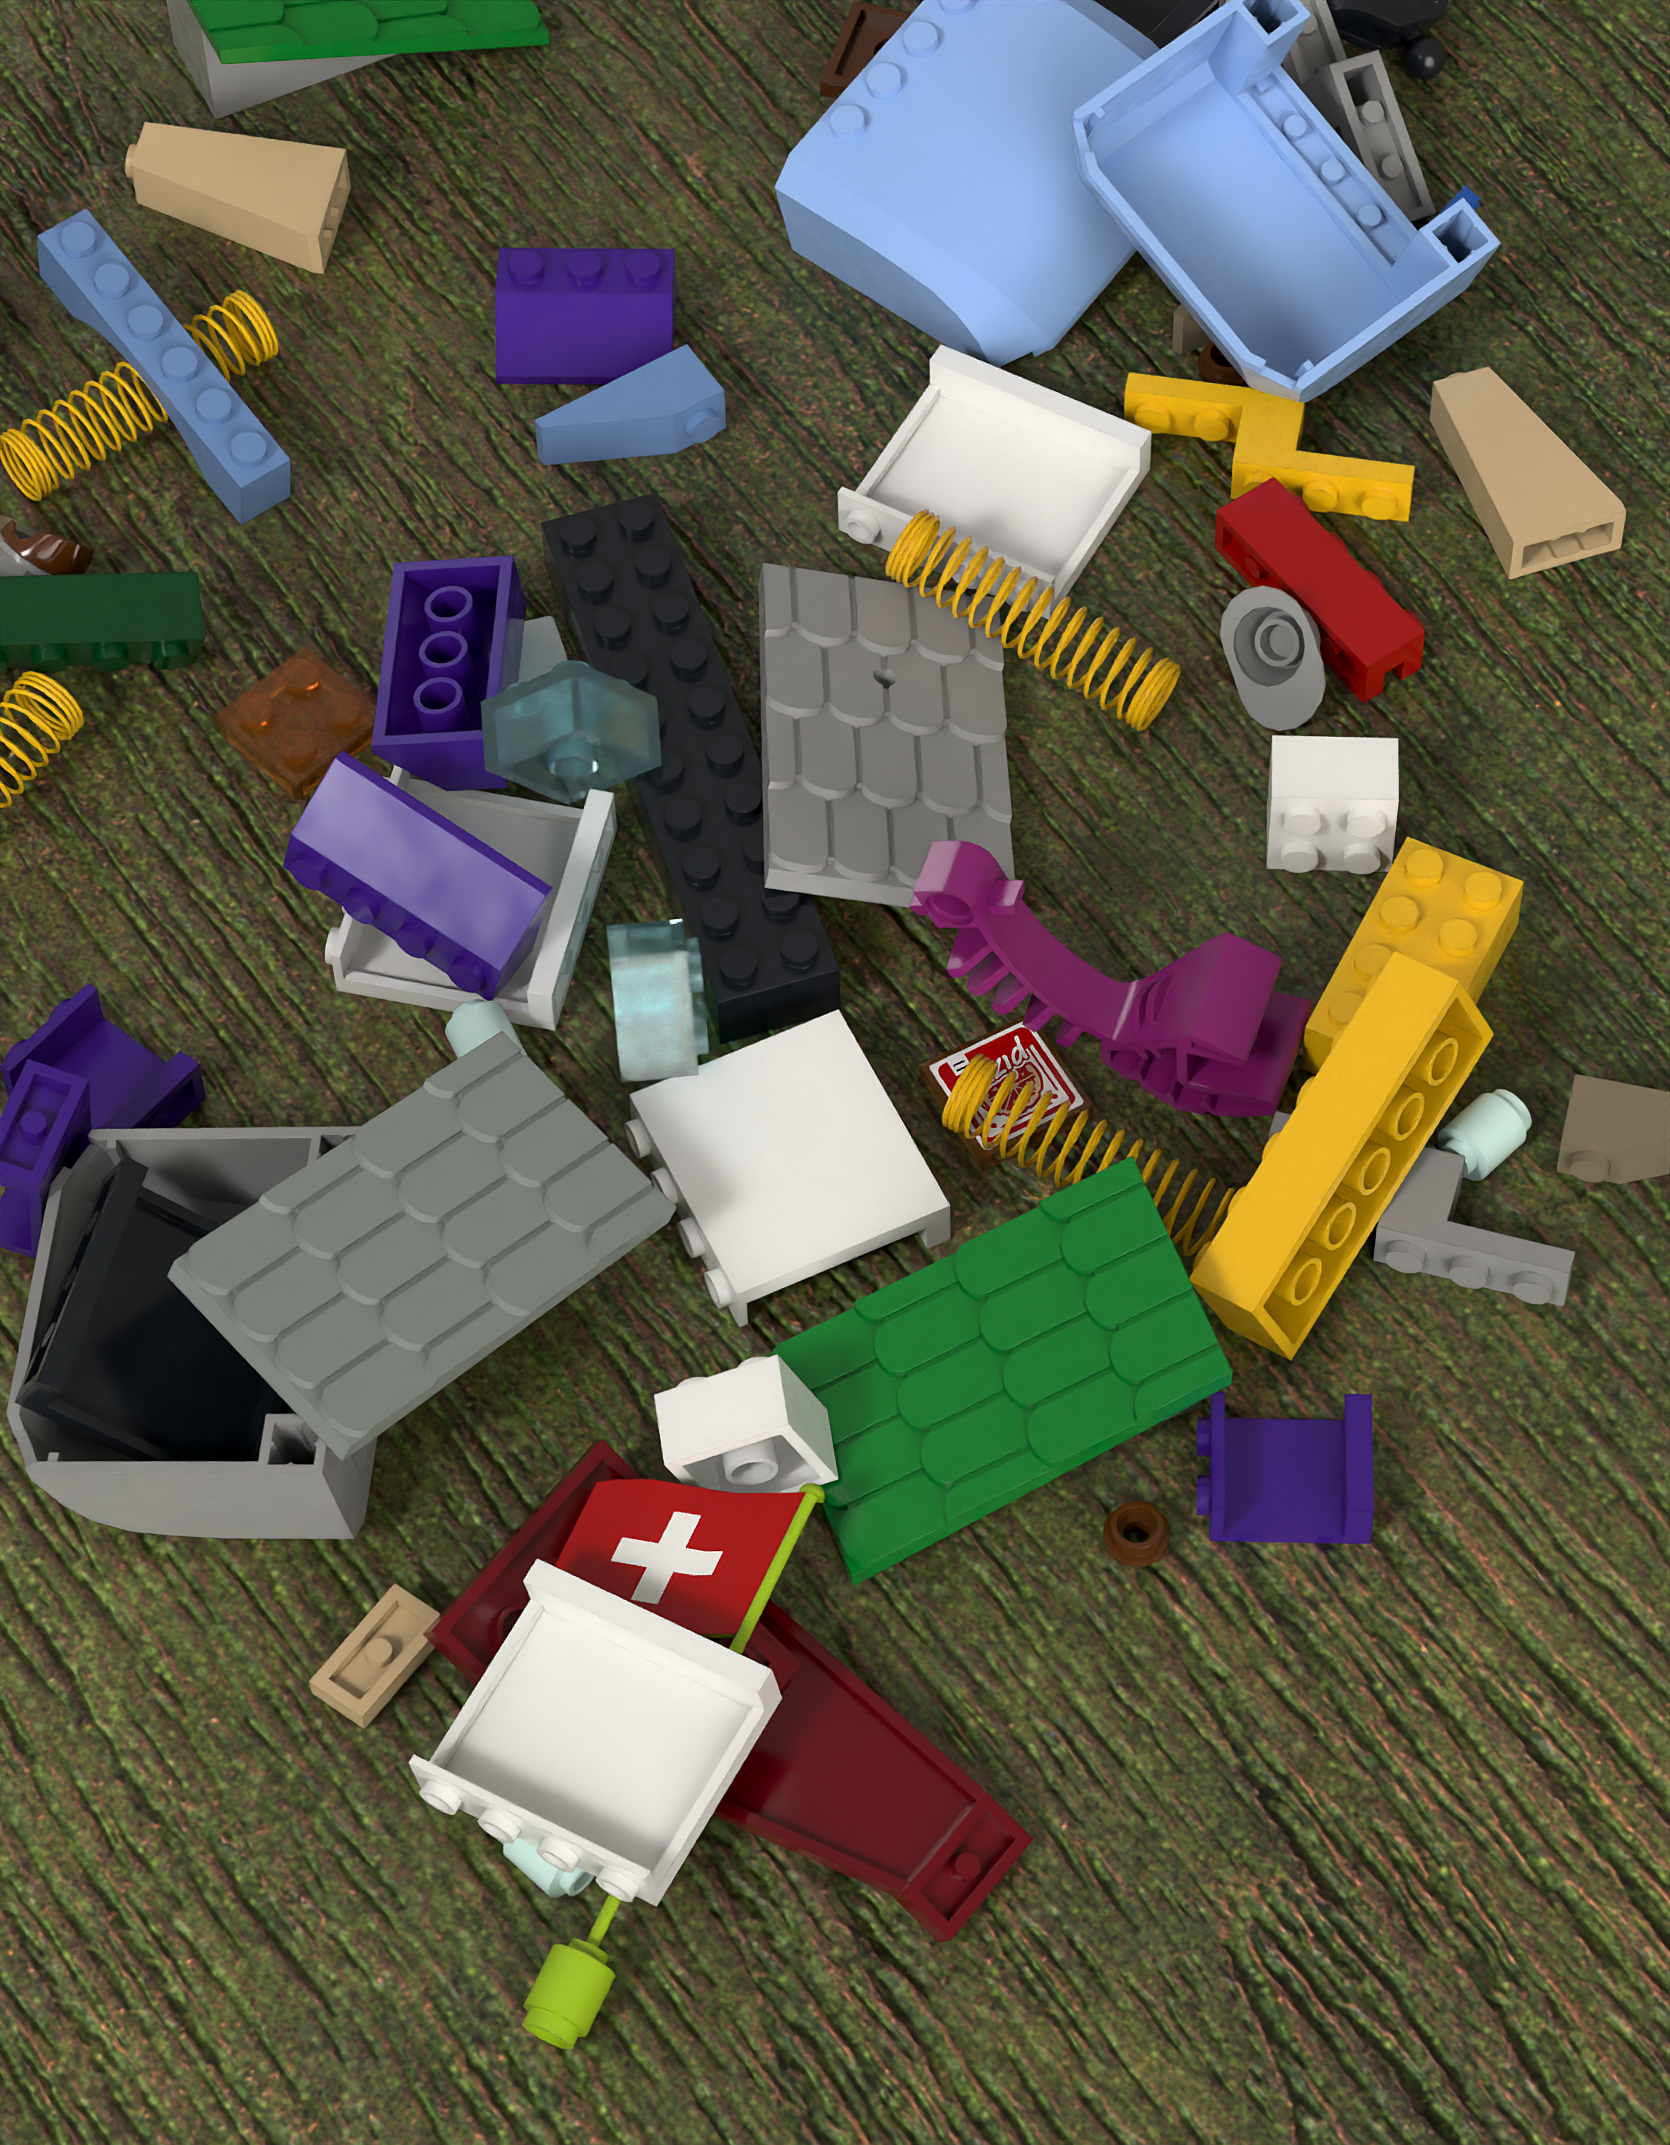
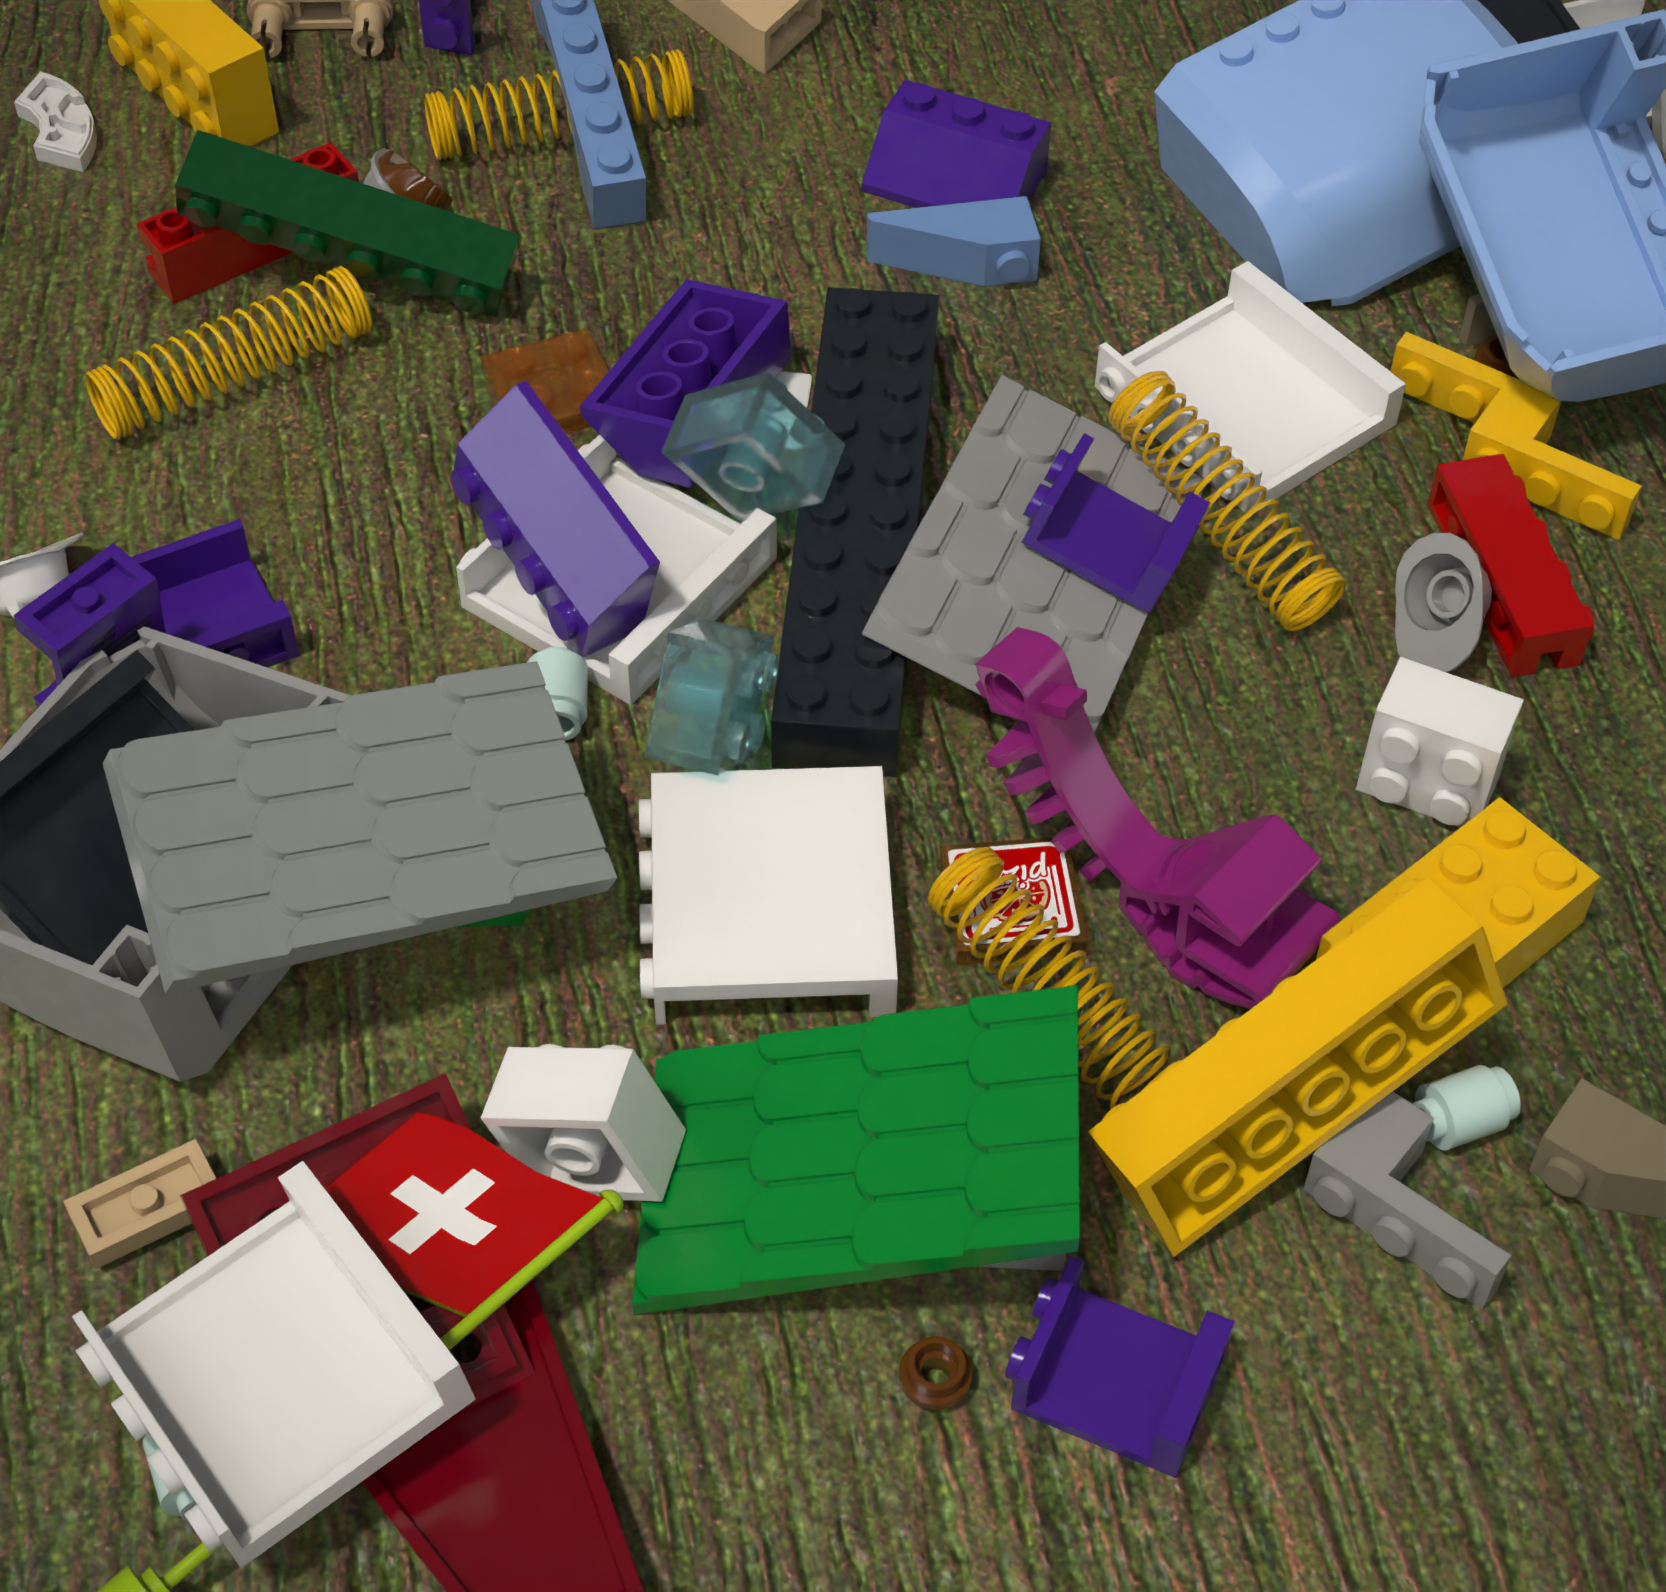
camera: 20 degrees right, 5 degrees down
(943, 697) = (1106, 533): none -> dark purple panel

